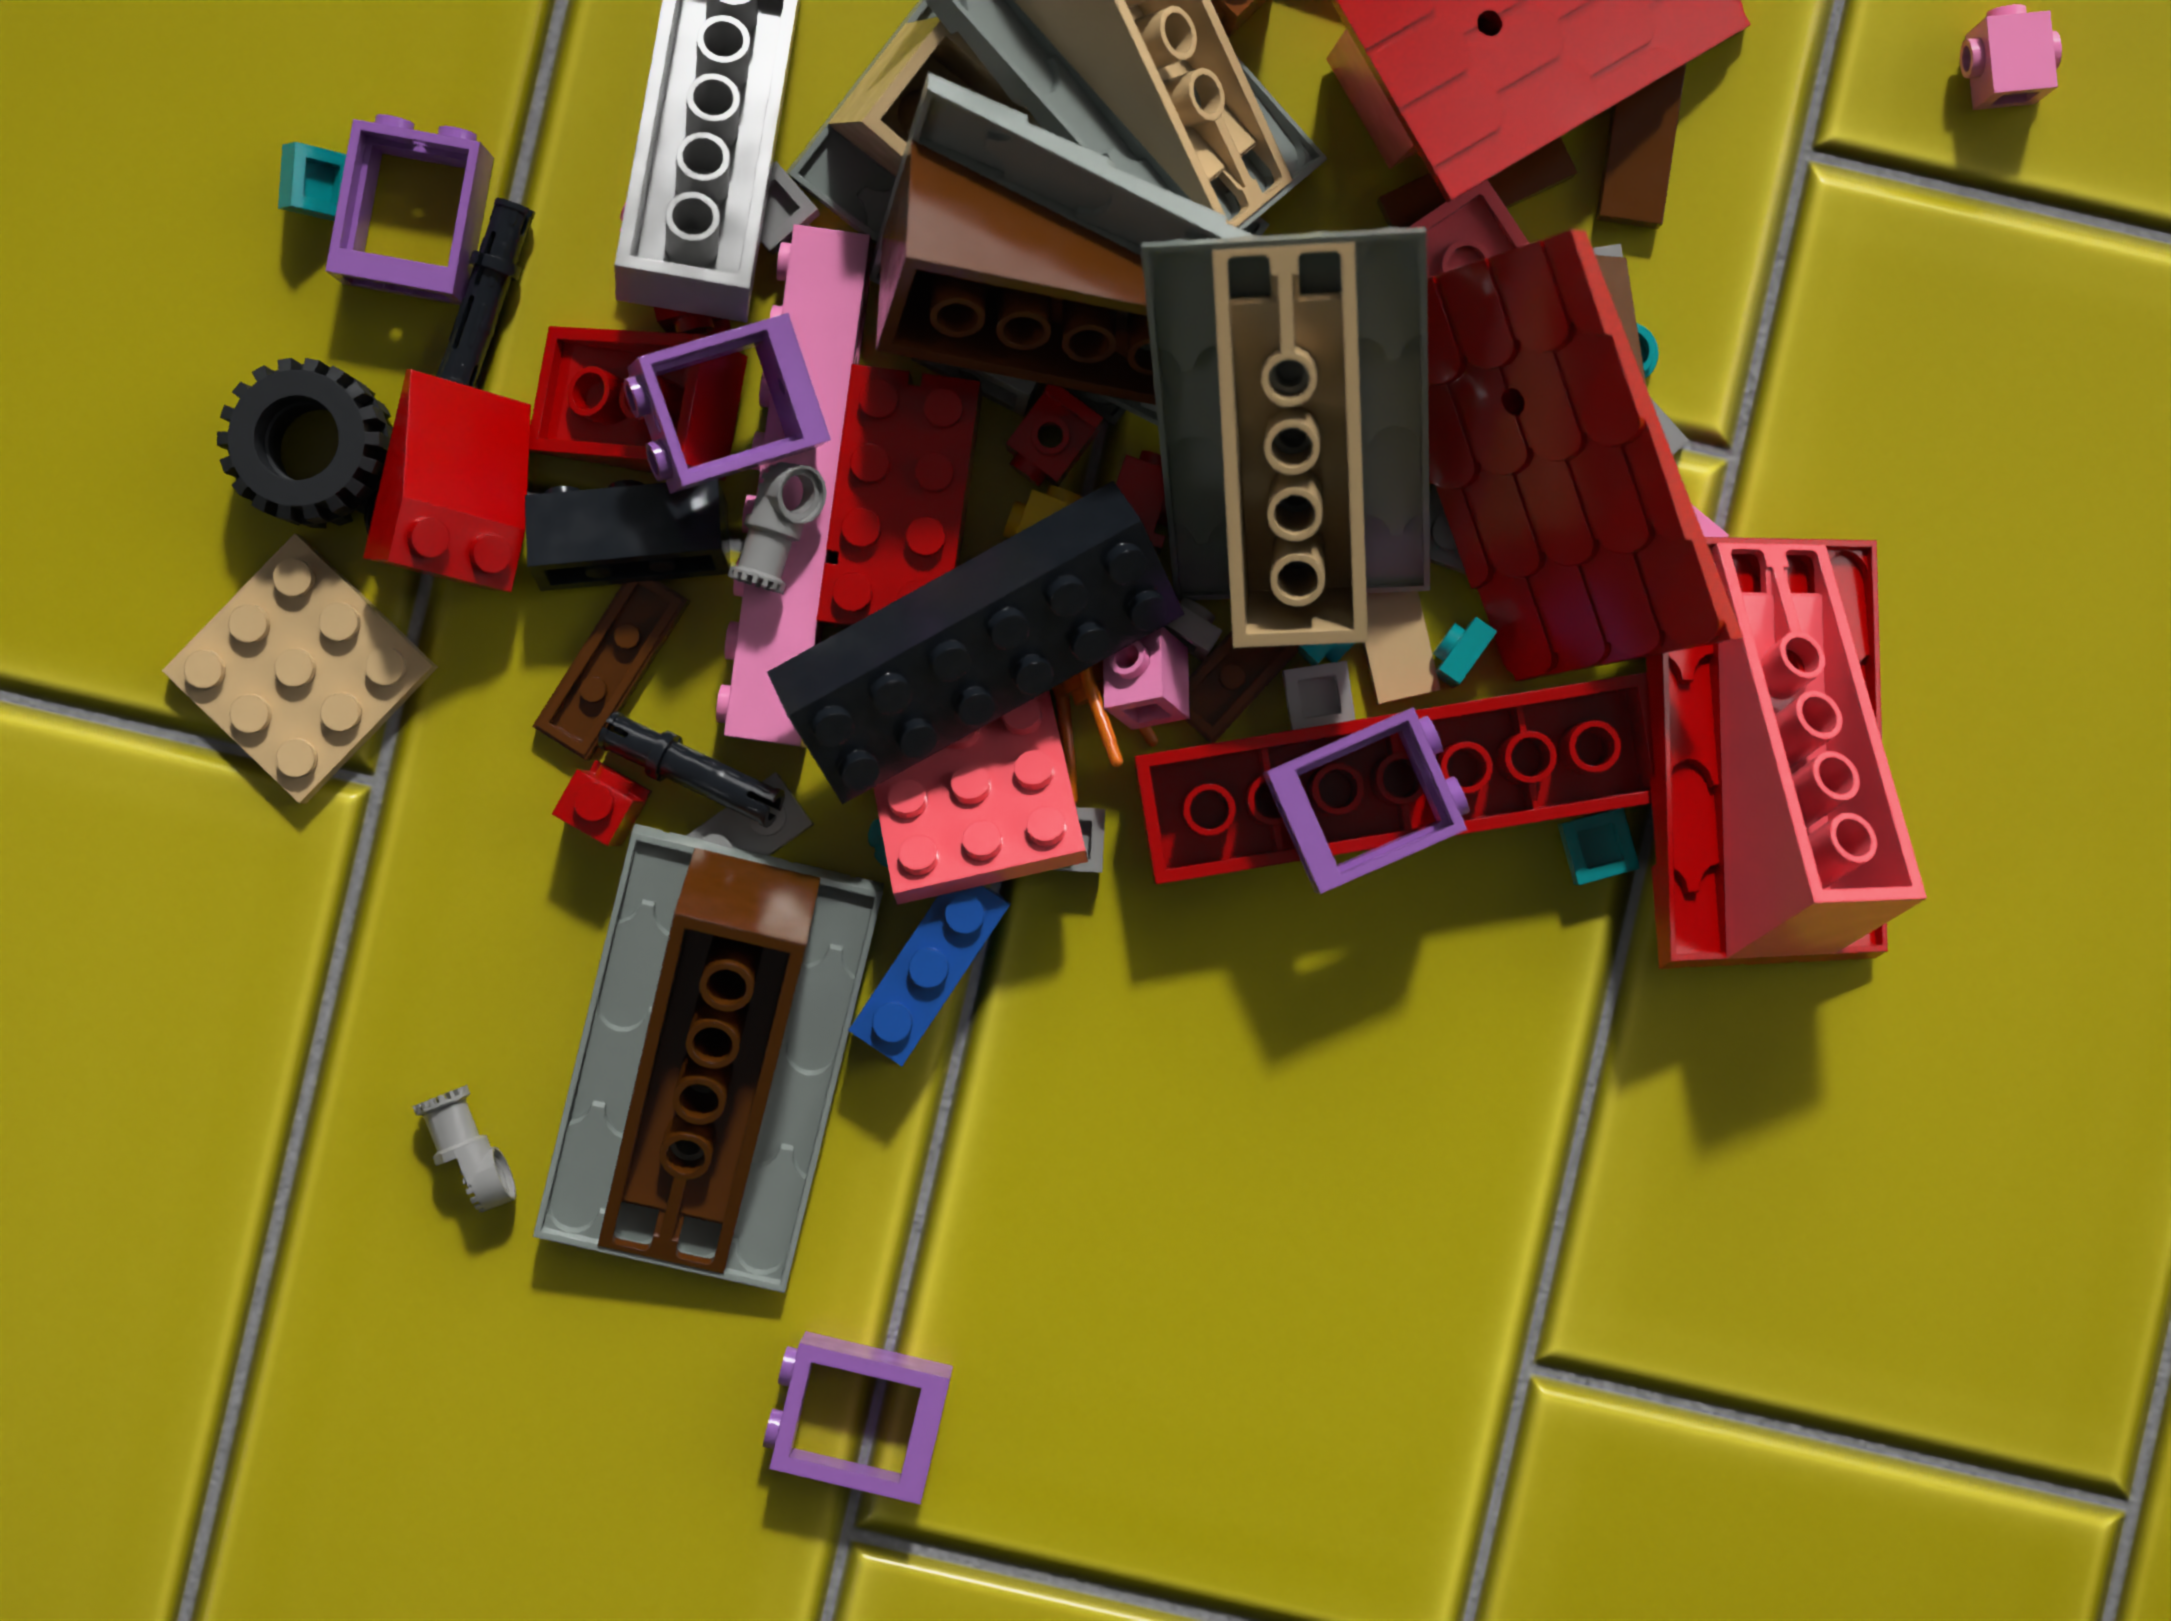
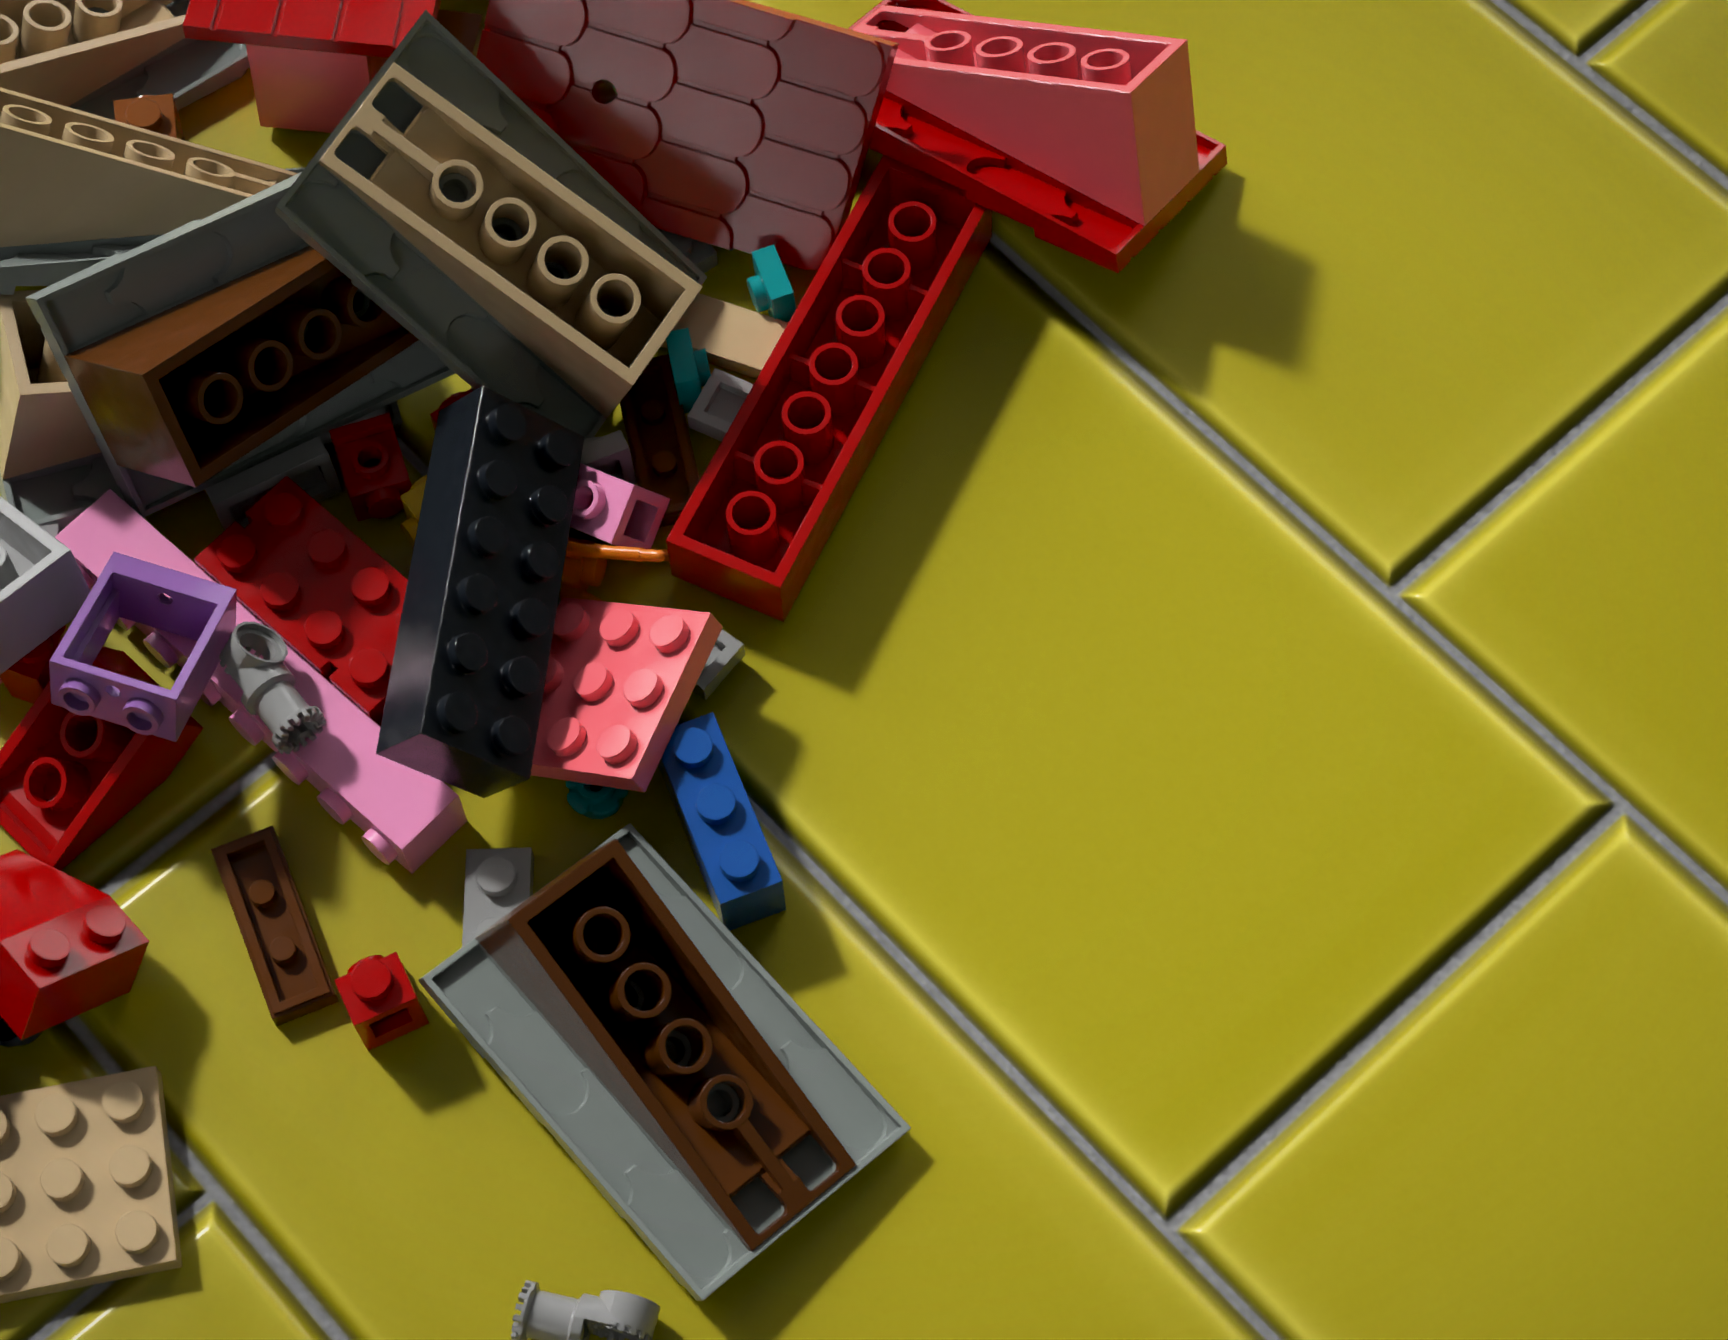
camera: 50 degrees left, 25 degrees down
(626, 534) = (182, 827): black brick -> none
(668, 758) = (397, 913): black pin -> none
(870, 1361) = (1113, 1086): medium lavender window -> none
(1442, 794) = (814, 437): medium lavender window -> none
(1598, 846) = (996, 288): teal plate -> none

